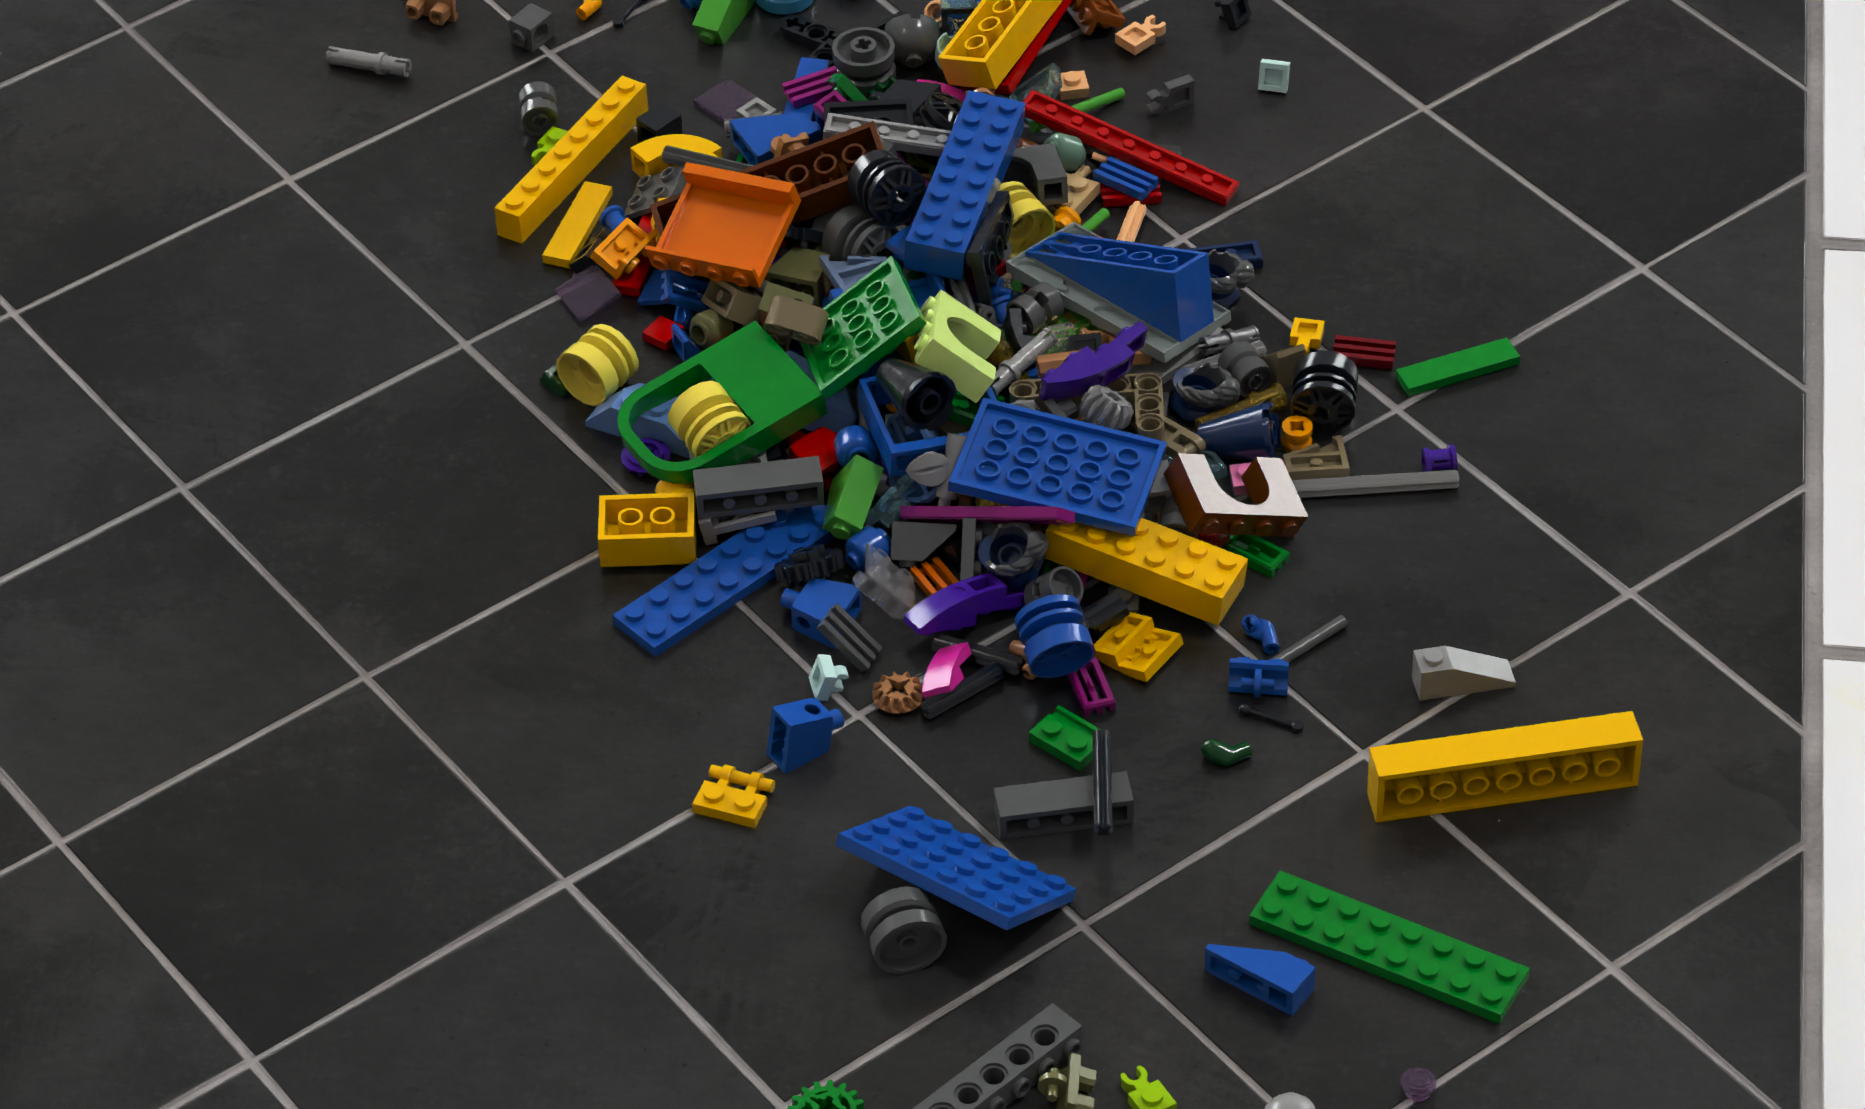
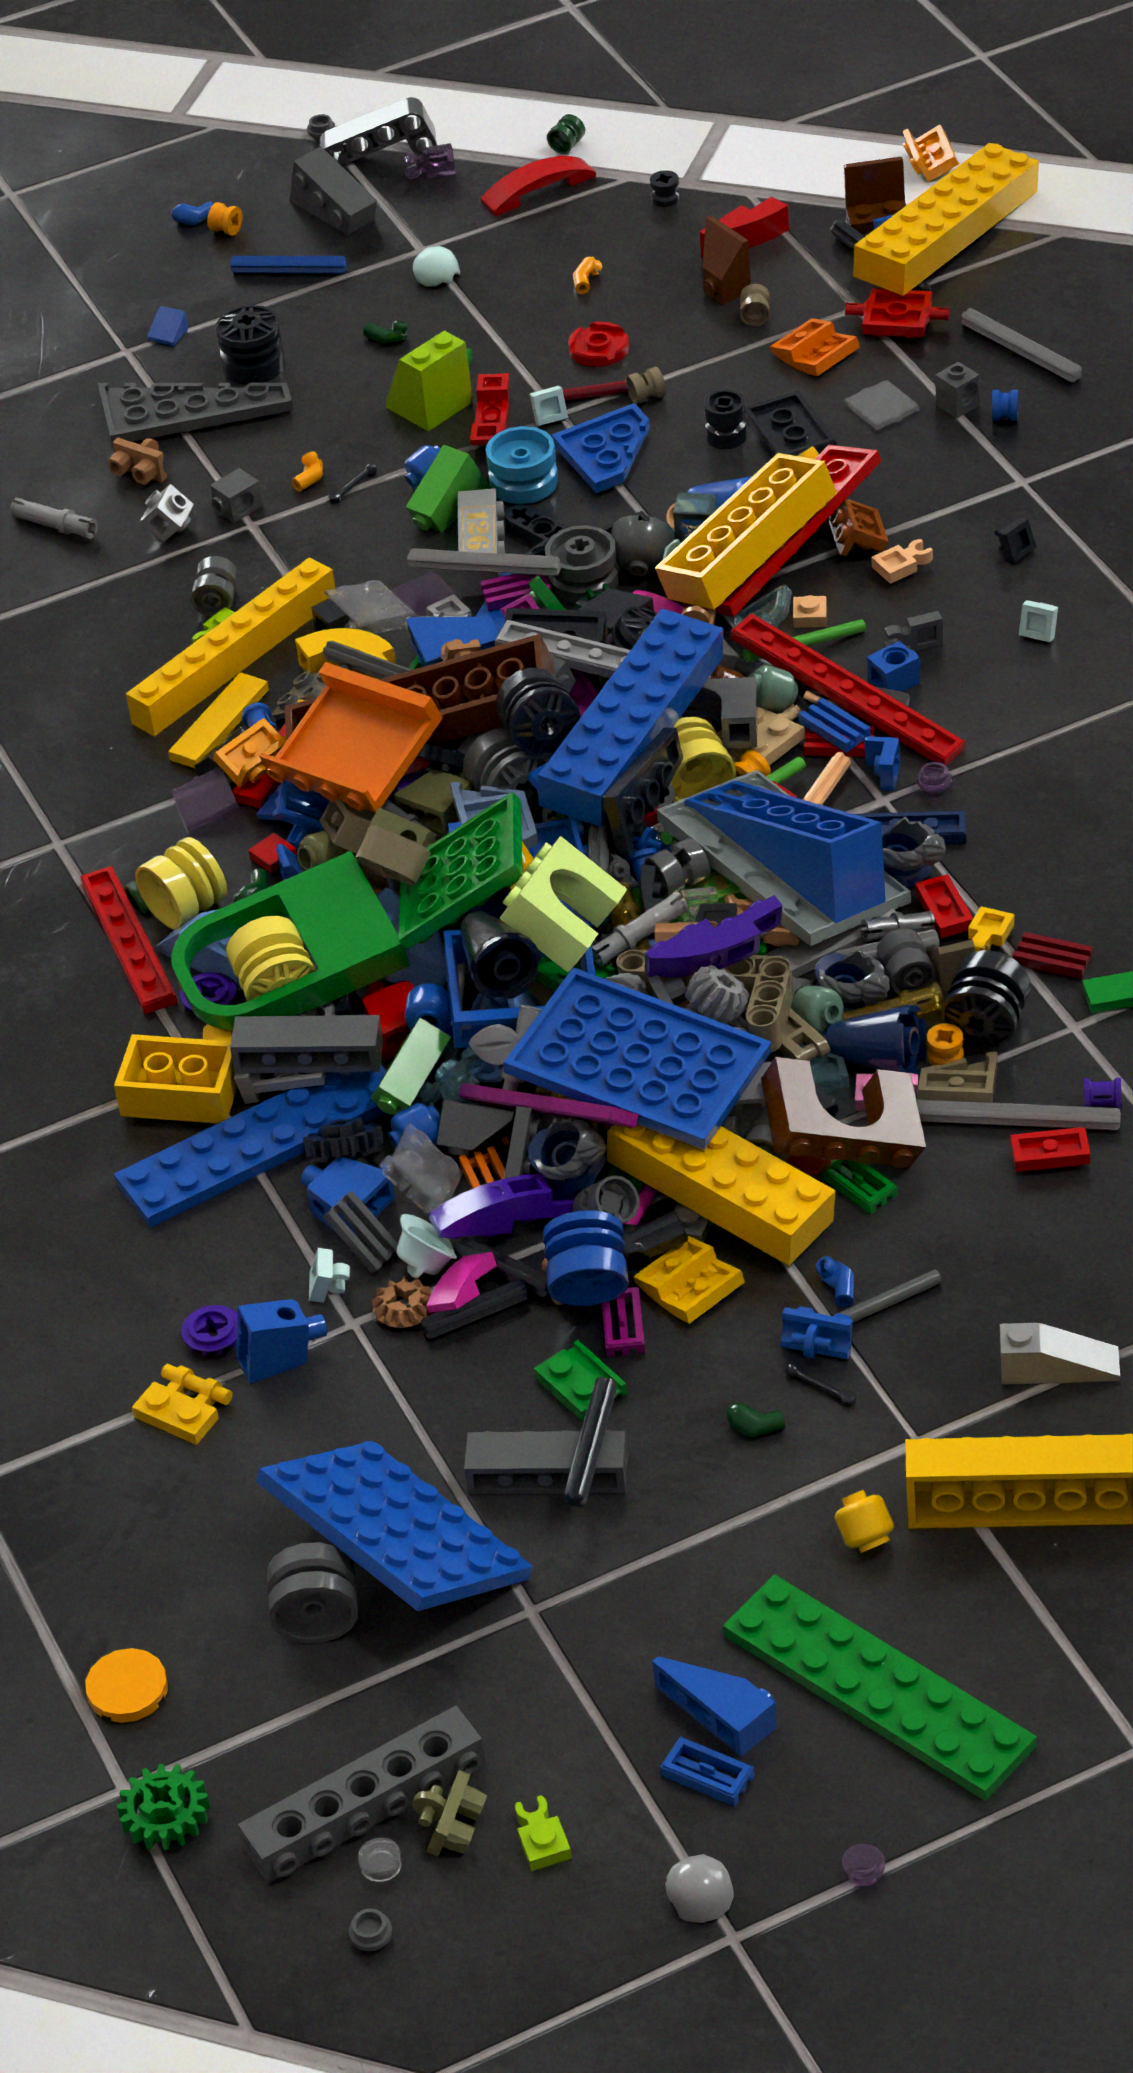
camera: 15 degrees right, 0 degrees up
(474, 47) = (166, 512): none -> light grey brick
(557, 419) = (128, 940): none -> red tile
(659, 365) = (259, 882): none -> dark green arm
(688, 113) = (370, 606): none -> clear hinge
(746, 724) = (195, 1329): none -> dark purple gear
(760, 1025) = (126, 1685): none -> light orange tile
(765, 48) = (479, 532): none -> light grey brick
(781, 66) = (484, 562): none -> light grey axle
(904, 647) = (422, 1247): none -> light aqua piece
(1162, 125) = (894, 667): none -> blue brick
(1175, 199) = (884, 756): none -> blue bracket
(1185, 411) = (818, 1006): none -> sand green head
(1222, 215) = (934, 777): none -> clear purple plate
(1261, 314) = (945, 903): none -> red plate
(1267, 1034) = (703, 1776): none -> blue tile
(1344, 819) = (864, 1521): none -> yellow head
(1408, 508) = (1050, 1149): none -> red plate

